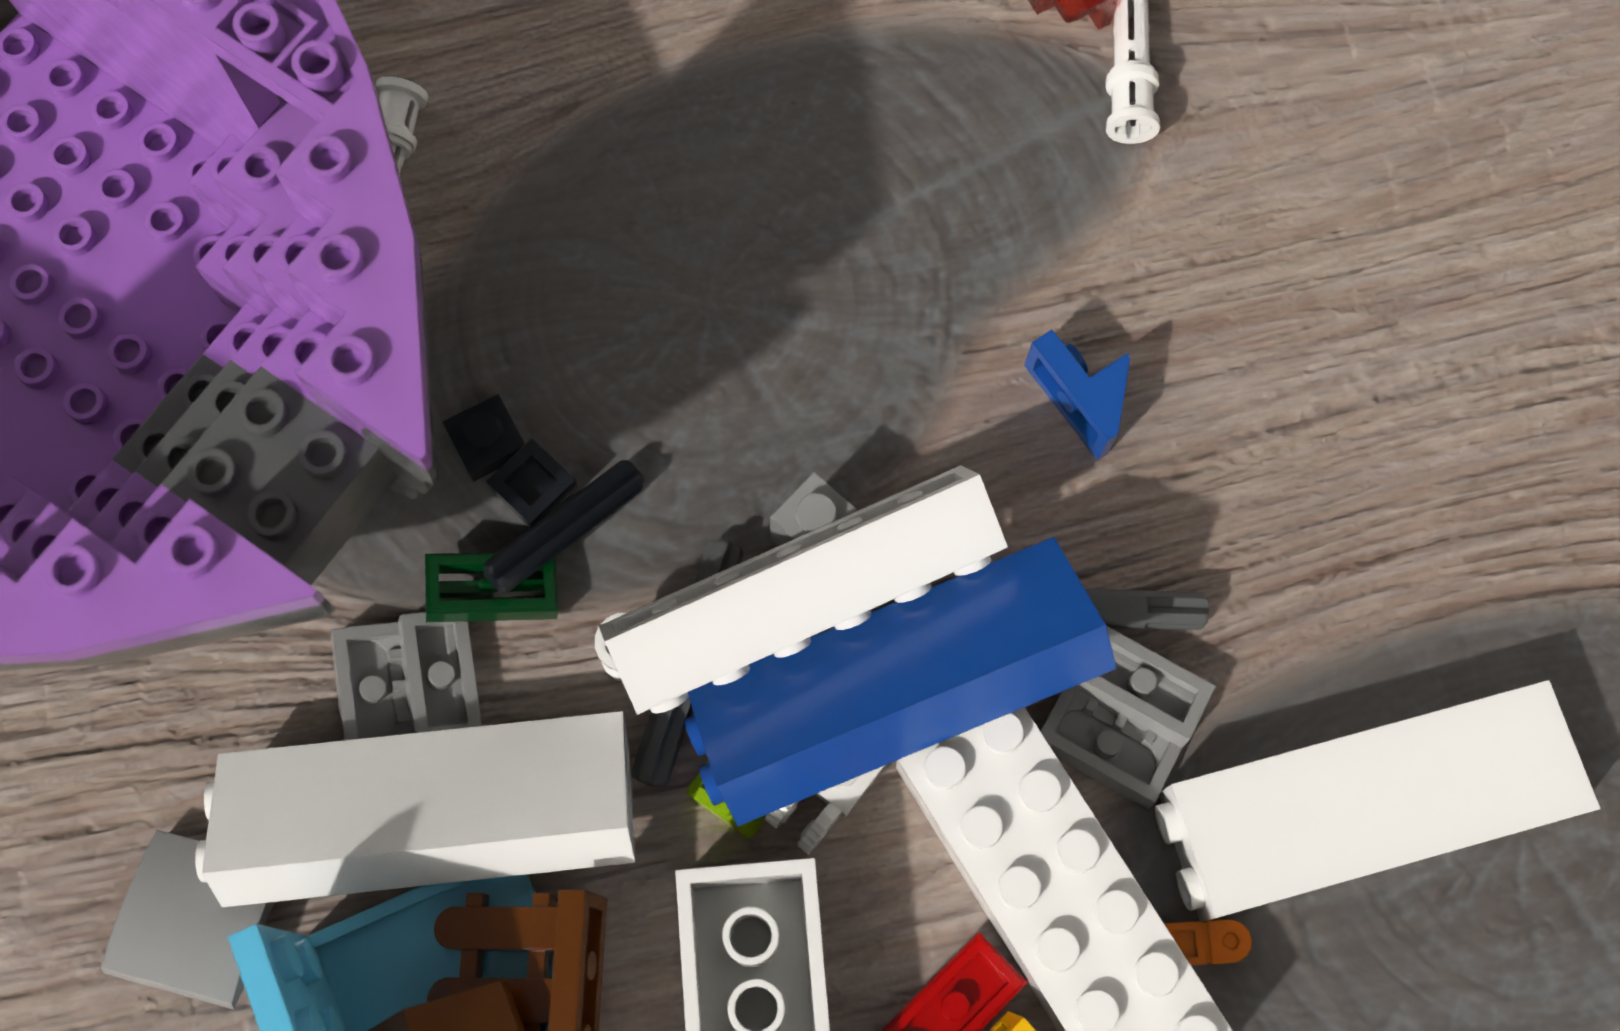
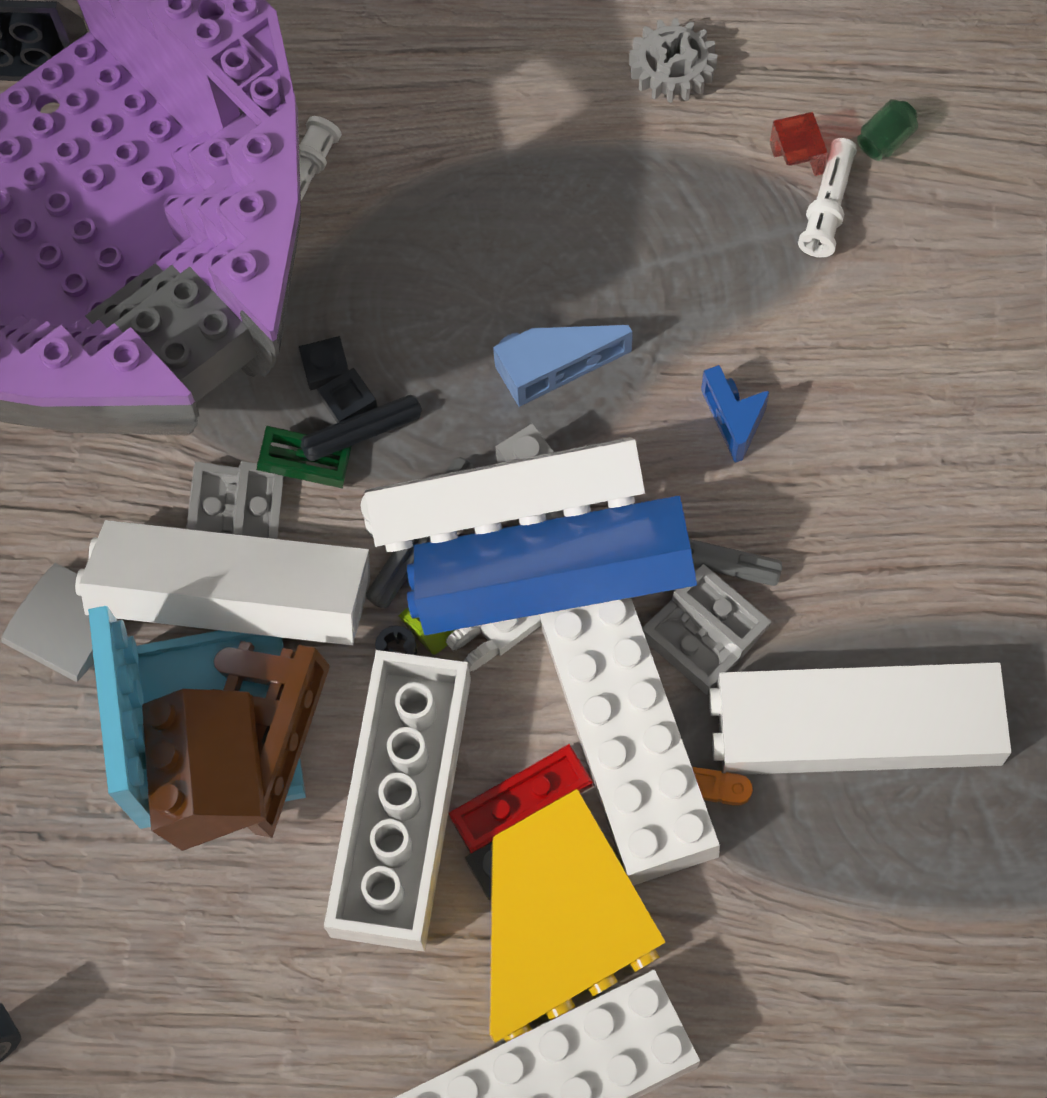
camera: 20 degrees right, 5 degrees down
(714, 839) = (396, 633): none -> black bush
(812, 361) = (554, 356): none -> medium blue slope

